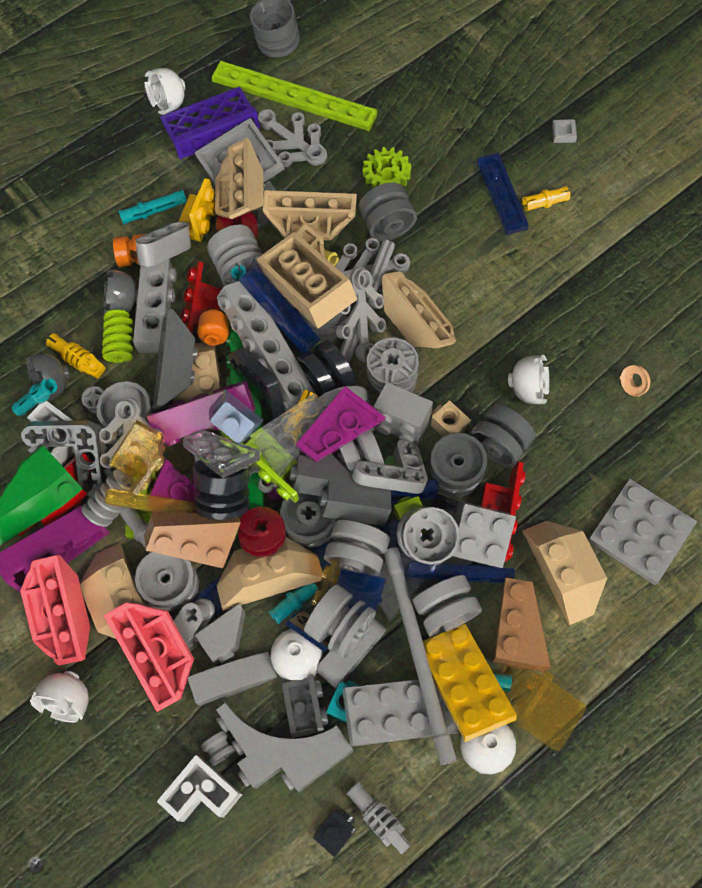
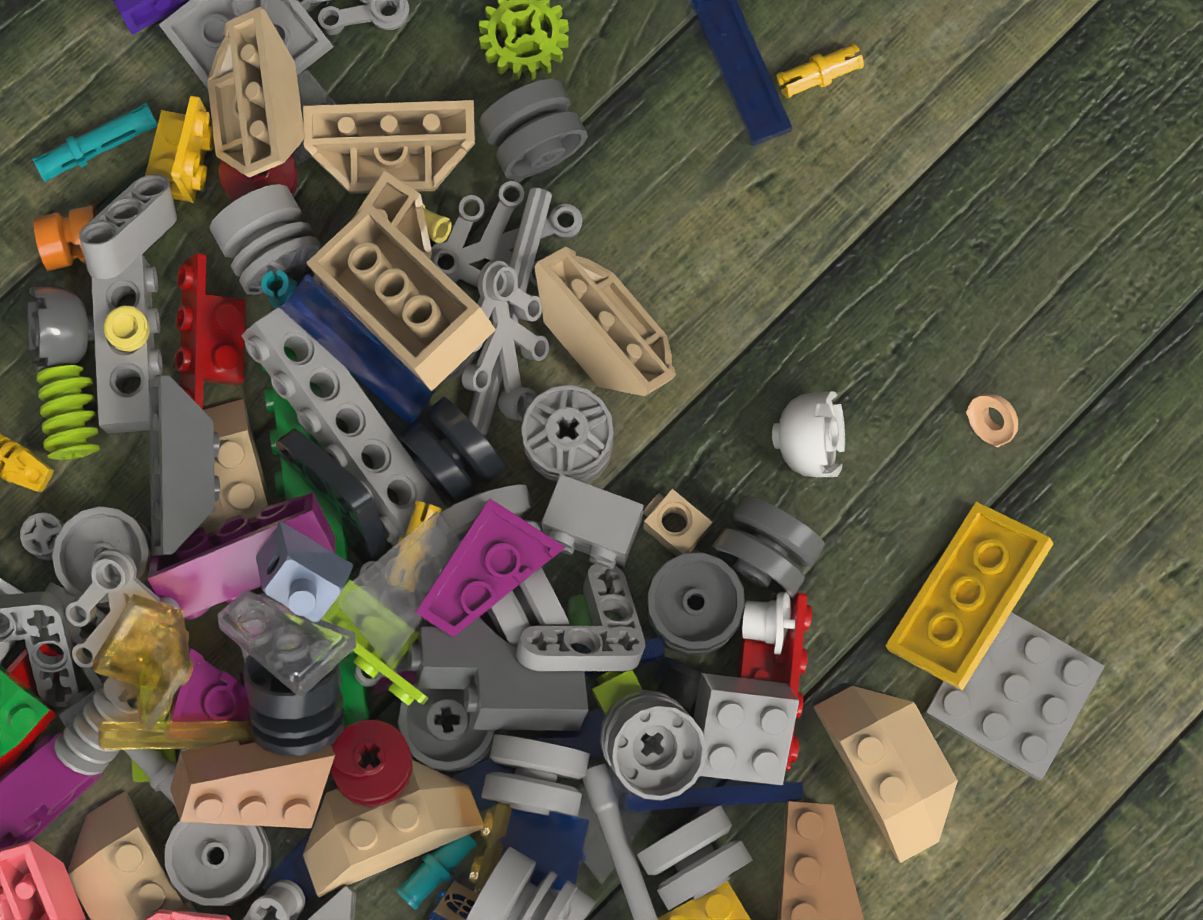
camera: 10 degrees left, 10 degrees up
(155, 294) = (126, 328): none -> light yellow tile
(213, 327) = (240, 386): orange head -> none
(500, 475) = (768, 621): none -> white piece
(618, 474) = (969, 595): none -> yellow plate

